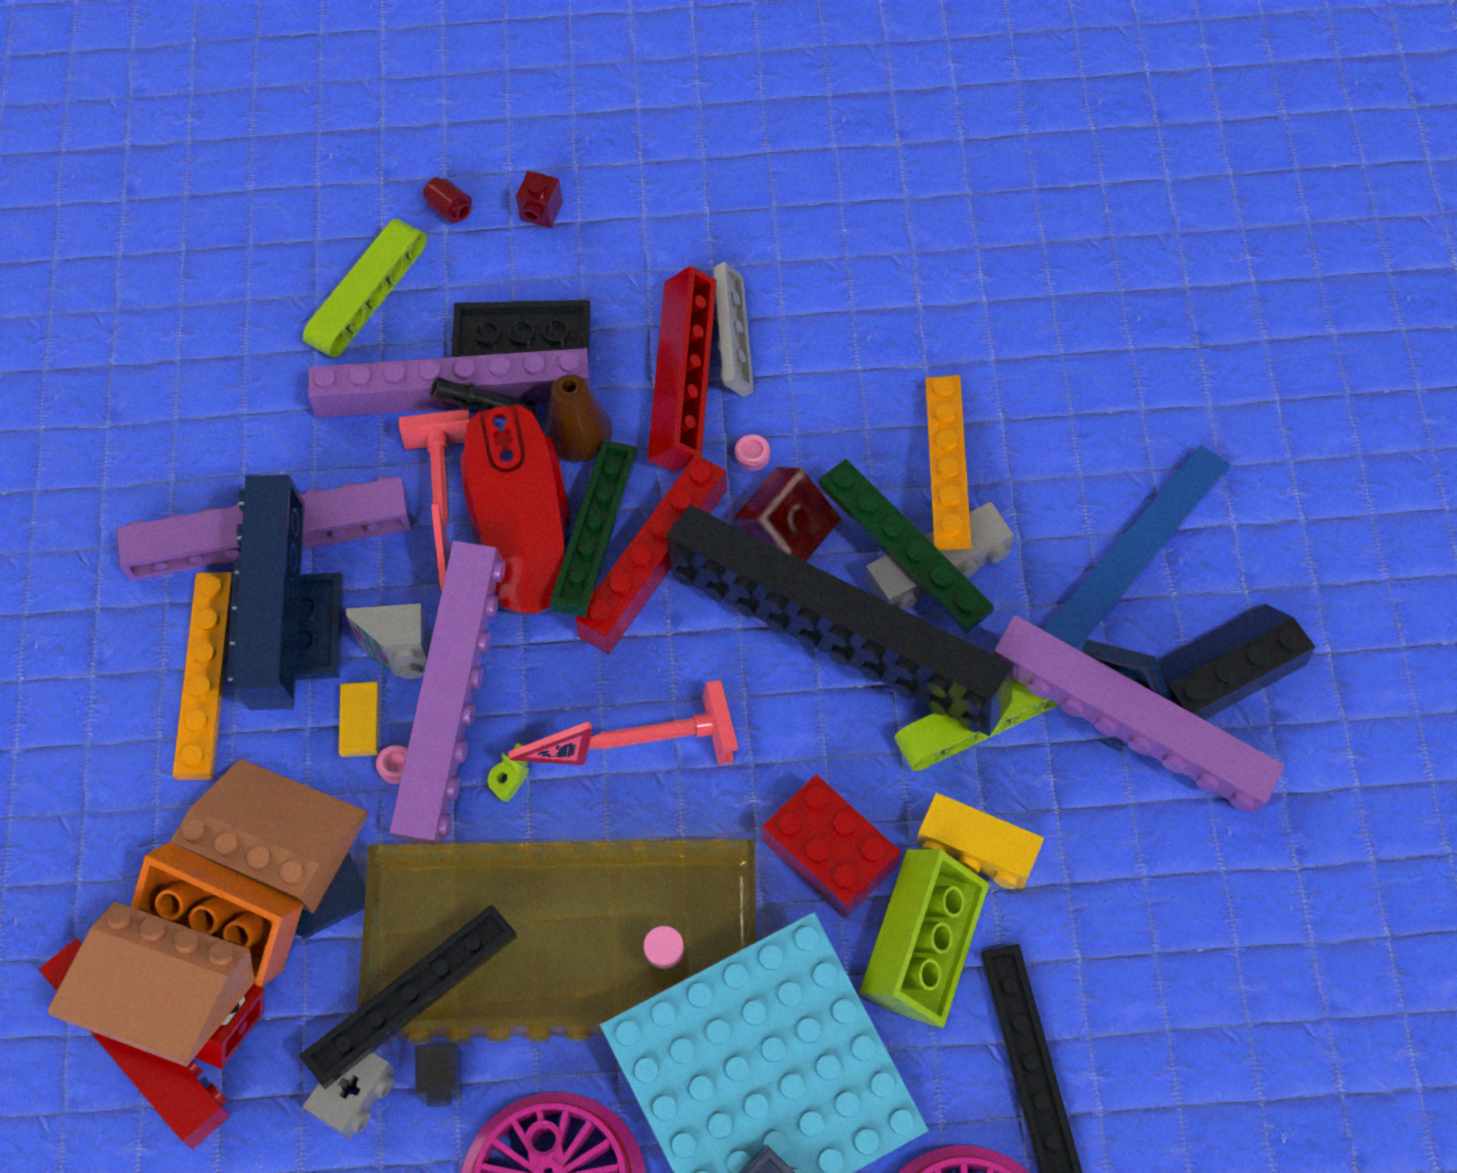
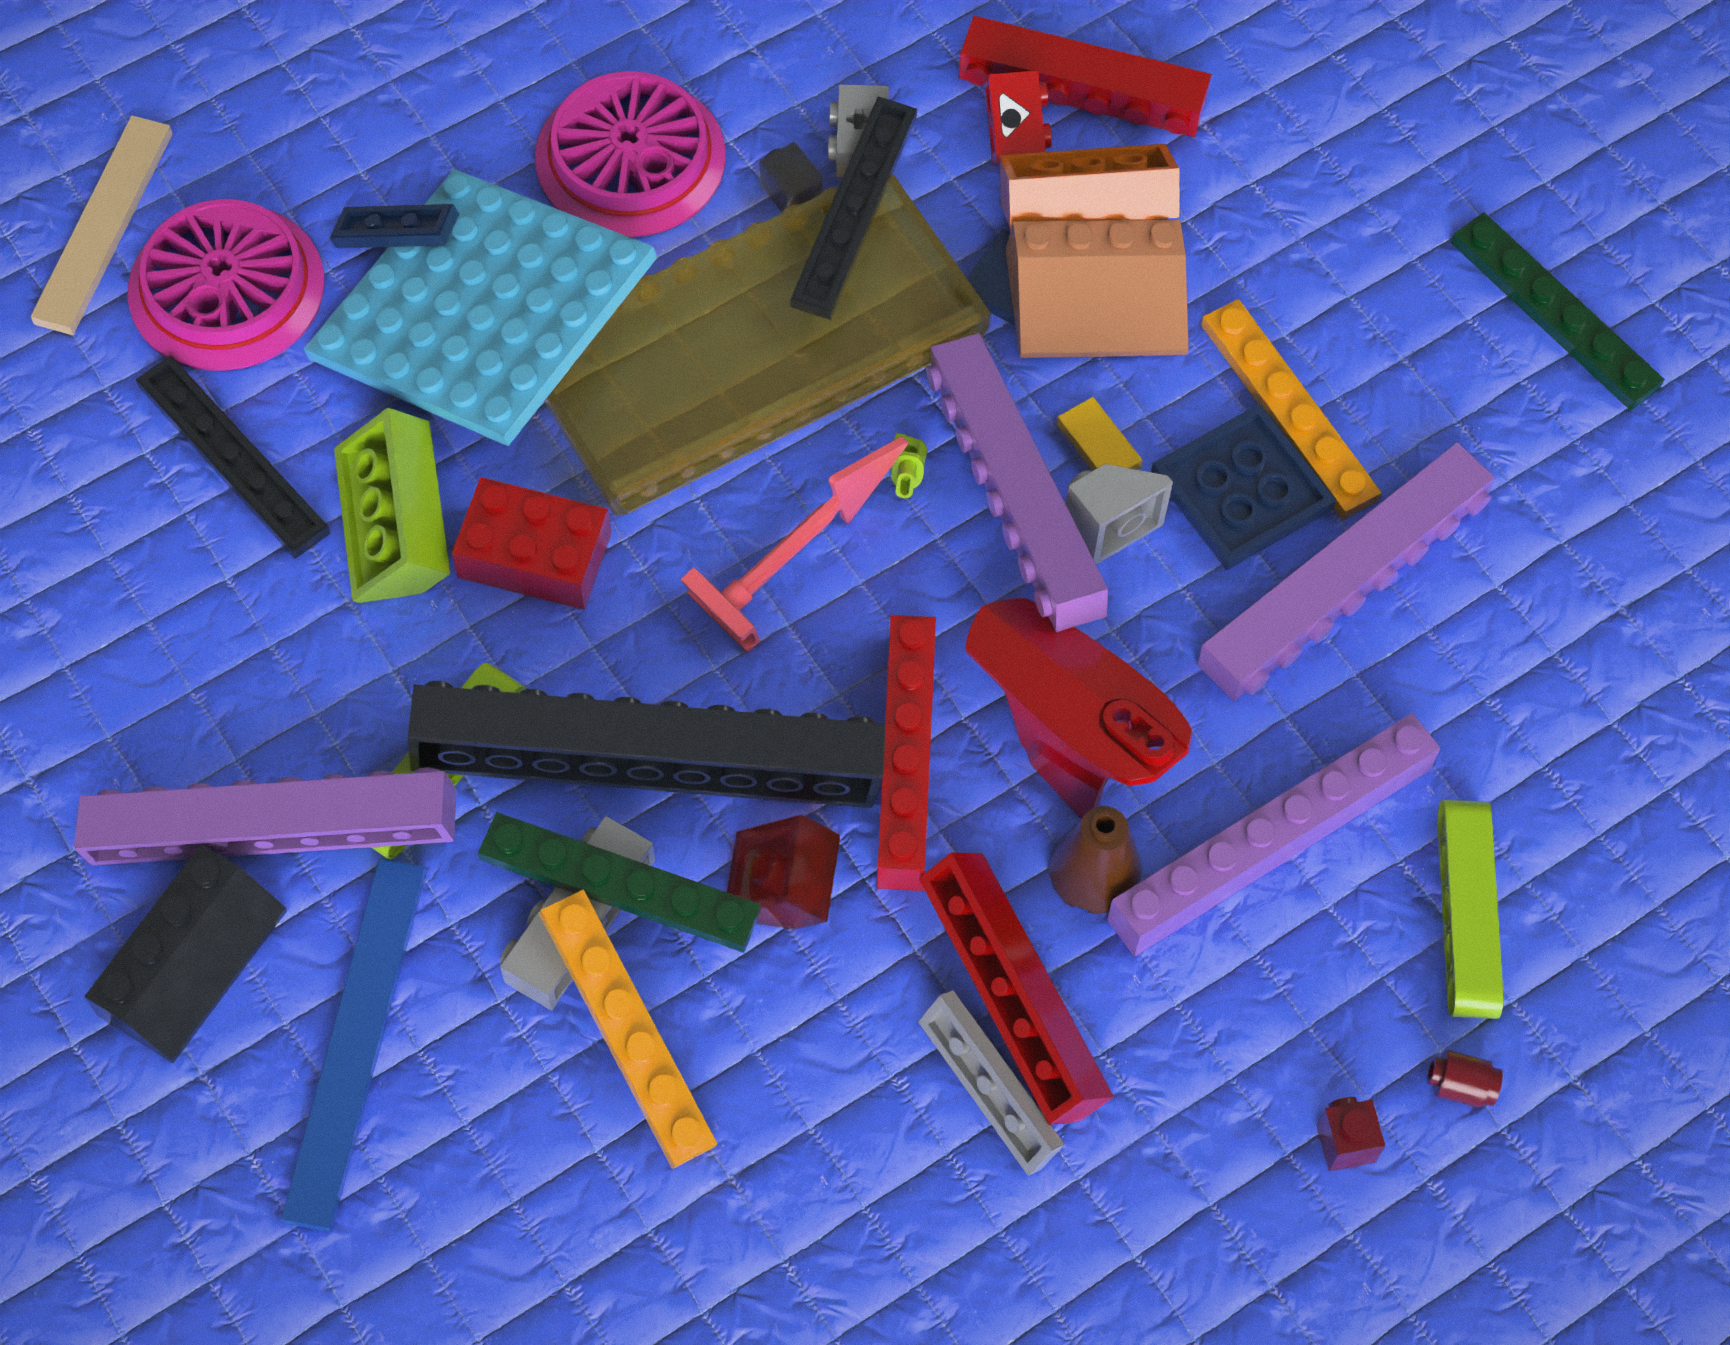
camera: 145 degrees right, 0 degrees up
(152, 983) = (1088, 86): nougat slope -> none
(267, 593) = (1270, 466): dark blue brick -> none
(391, 763) = (1036, 417): bright pink tile -> none
(435, 433) = (1138, 629): coral piece -> none
(470, 396) = (1229, 804): black pin -> none
(520, 327) = (1241, 946): black plate -> none
(593, 529) = (986, 734): dark green plate -> none
(663, 947) = (639, 354): bright pink tile -> none
(752, 452) = (873, 944): bright pink tile -> none
(980, 841) = (379, 624): yellow brick -> none
(1132, 664) = (291, 850): dark blue tile -> none

